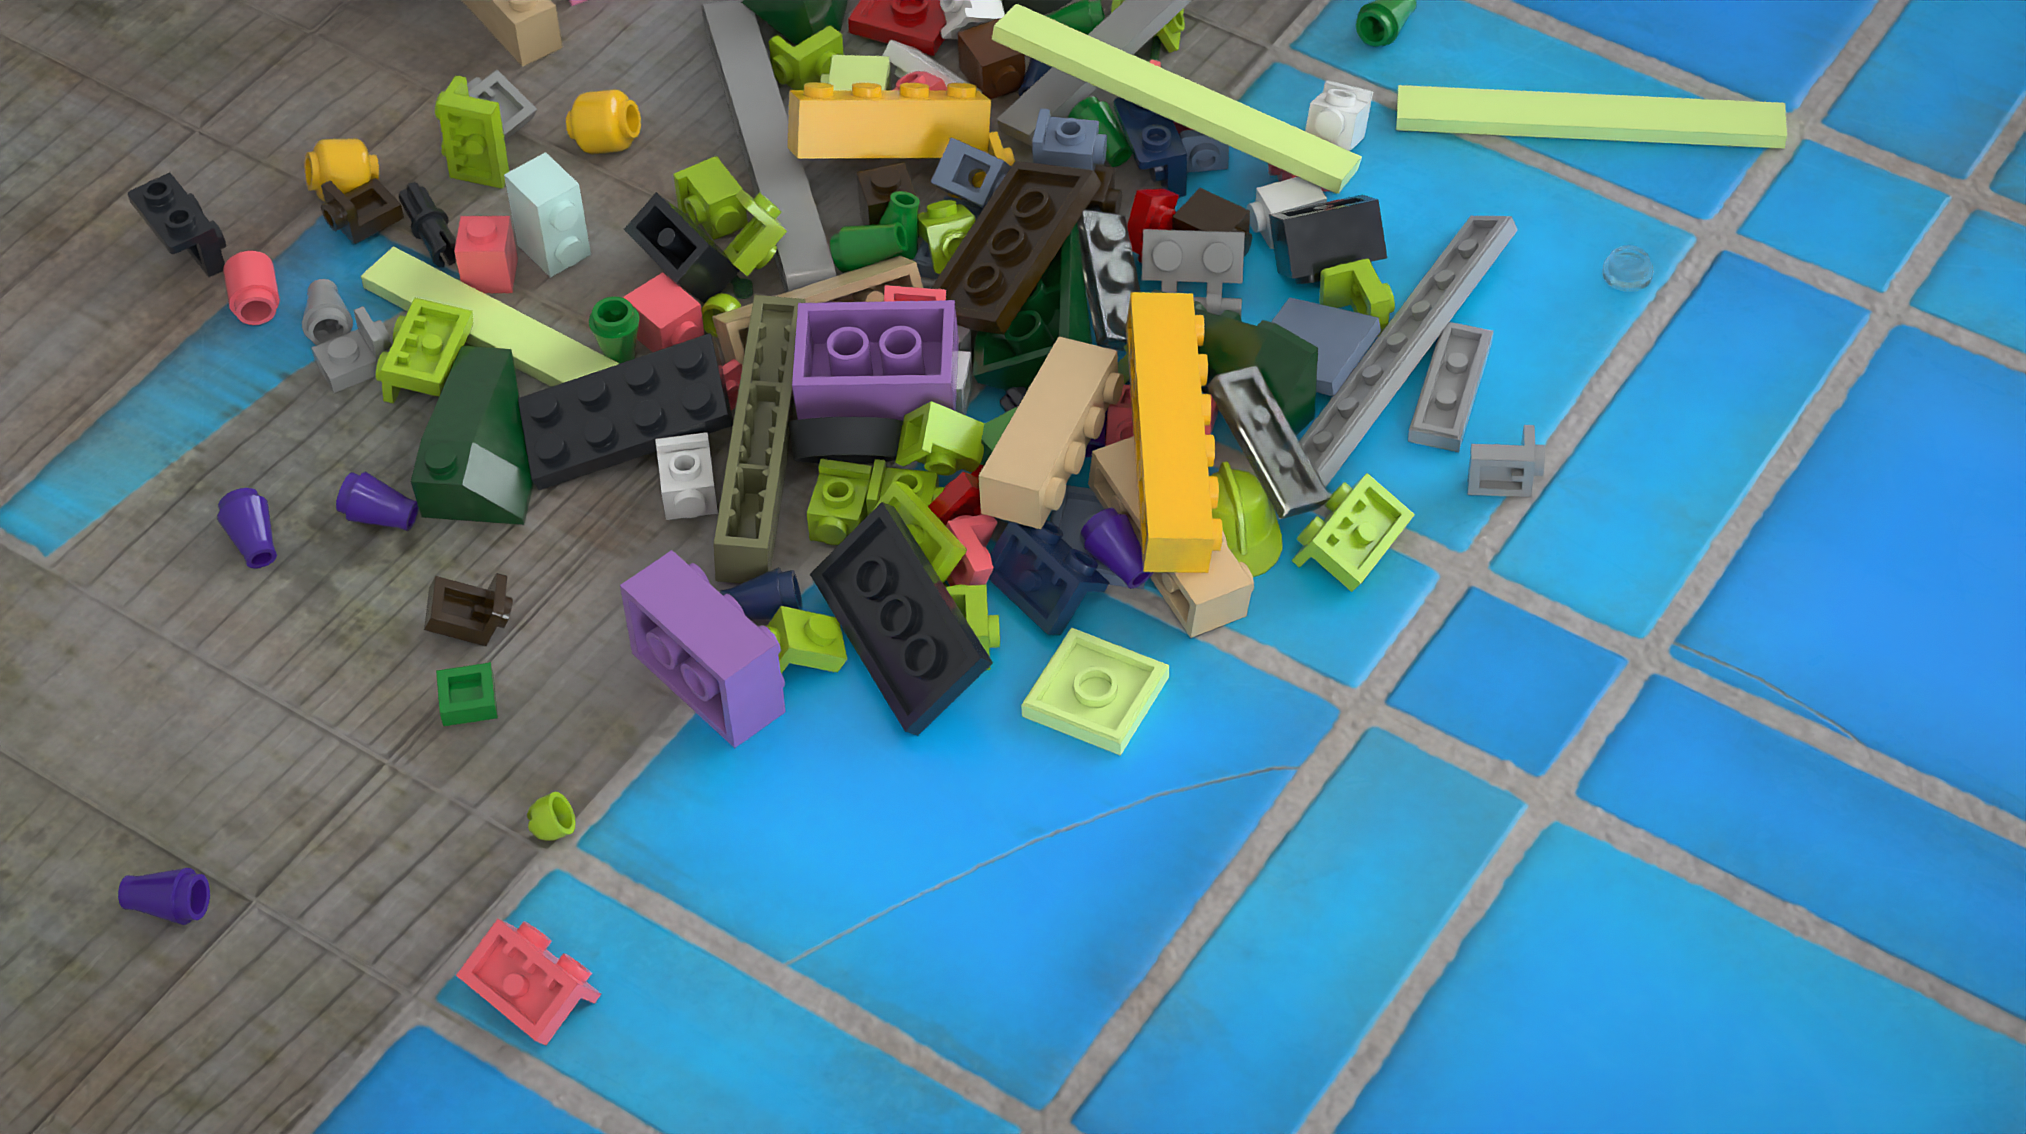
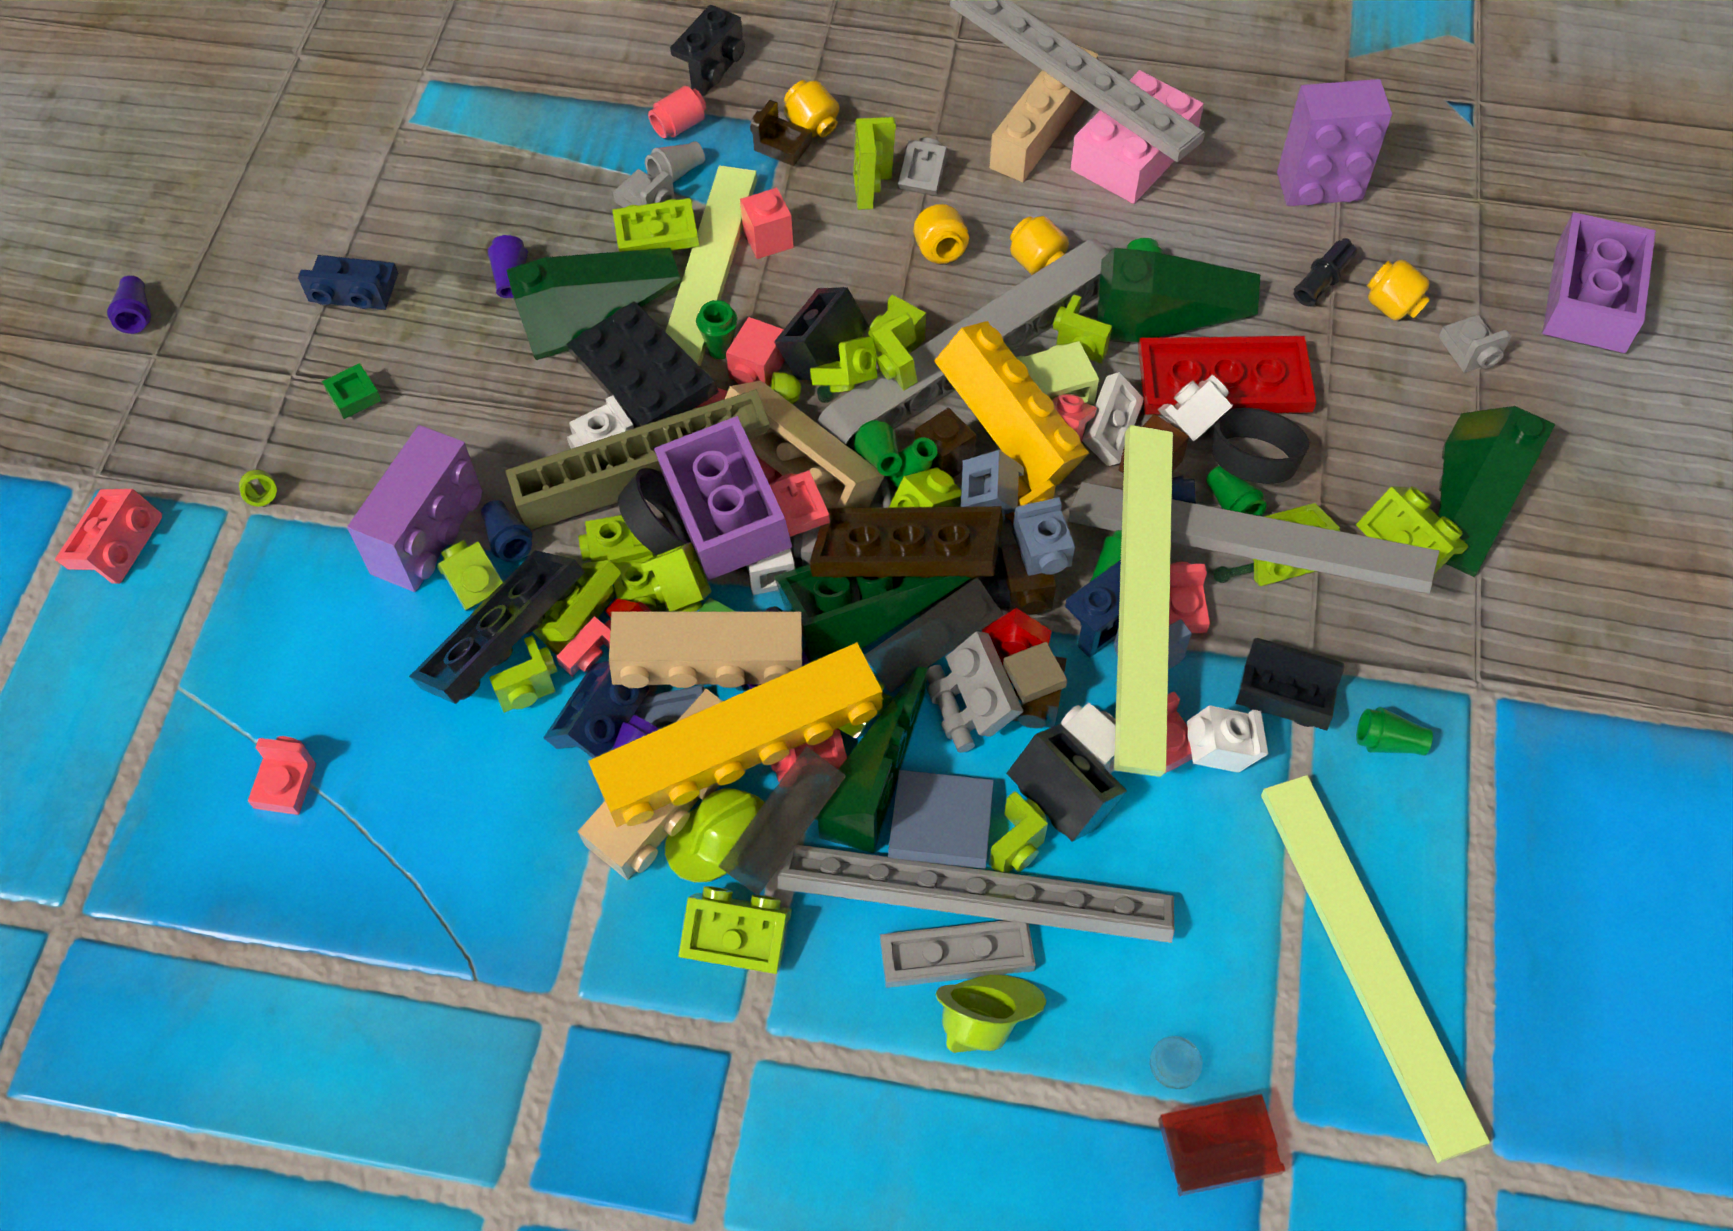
camera: 65 degrees right, 10 degrees up
(248, 524) = (459, 207): dark purple cone -> none
(286, 664) = (349, 282): none -> dark blue bracket
(429, 223) = (790, 178): black axle -> none
(467, 610) = (425, 356): dark brown bracket -> none
(547, 214) = (810, 237): light aqua brick -> none
(677, 51) = (1037, 243): none -> yellow head
(777, 181) = (890, 347): none -> lime bracket
(970, 874) = (282, 775): none -> coral bracket
(1095, 691) = (499, 795): yellowish green tile -> none
(1208, 208) = (1035, 672): none -> dark tan tile
(1302, 60) = (1290, 683): none -> black bracket
(1506, 468) = (860, 1028): light grey bracket -> none
(1528, 370) = (985, 1010): none -> lime piece
(1715, 265) = (1220, 1144): none -> clear red plate

